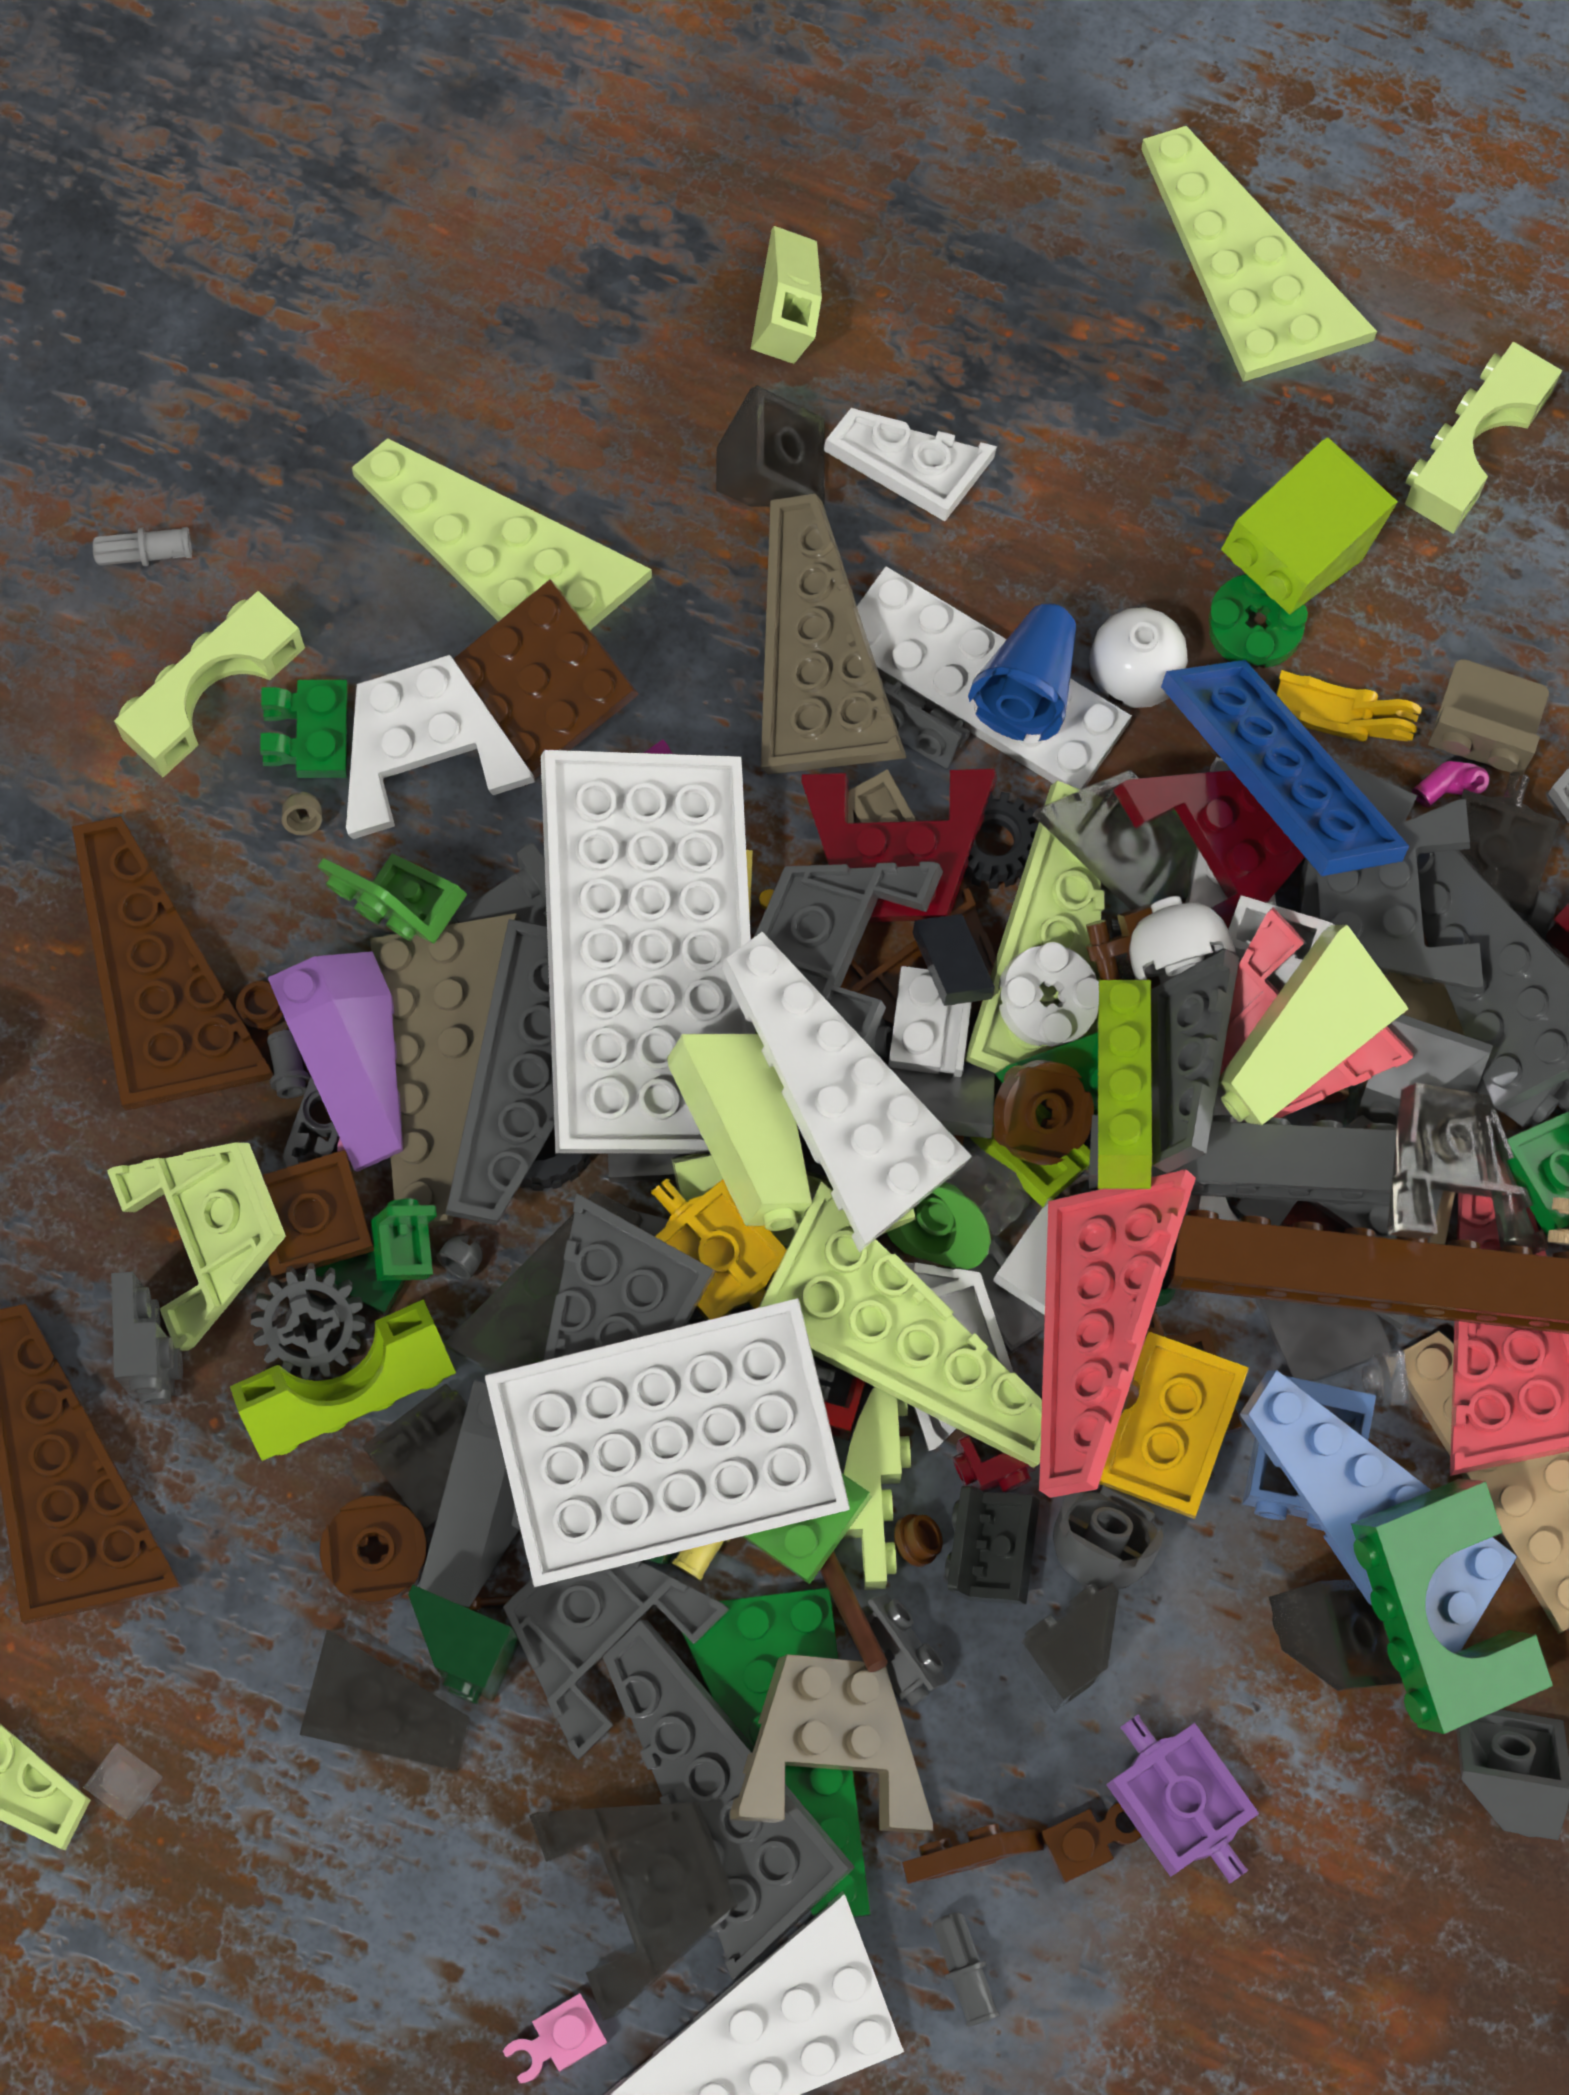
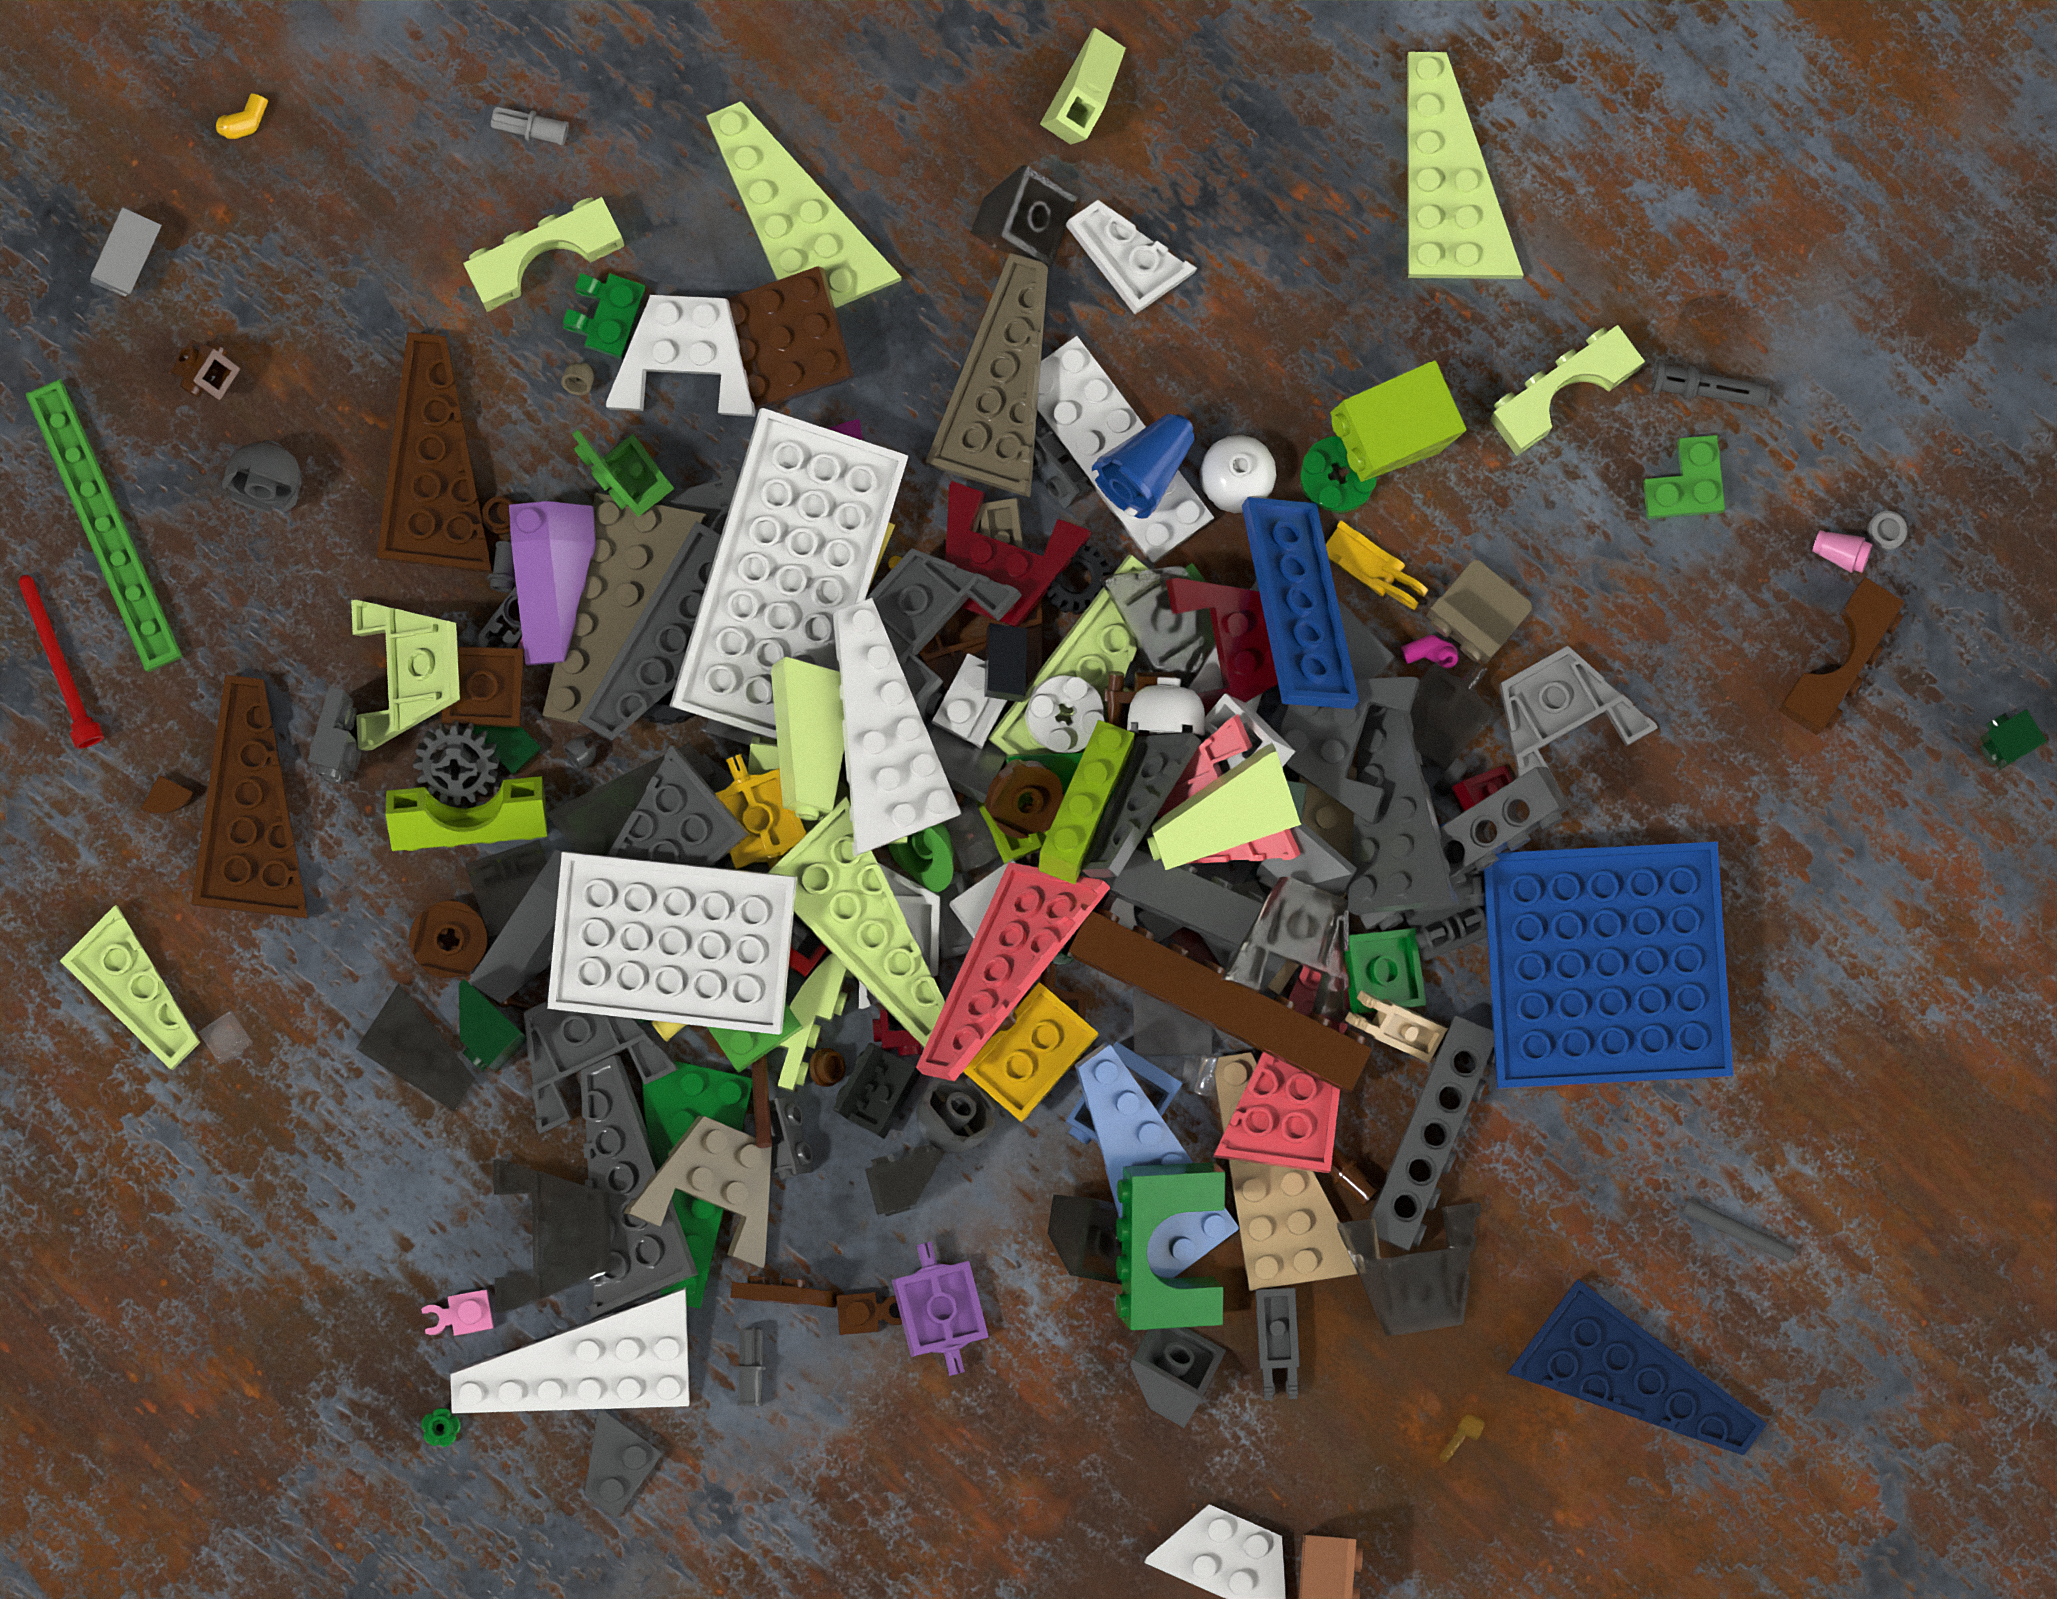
camera: 15 degrees right, 10 degrees up
(403, 1240) = (541, 730): green bracket -> none

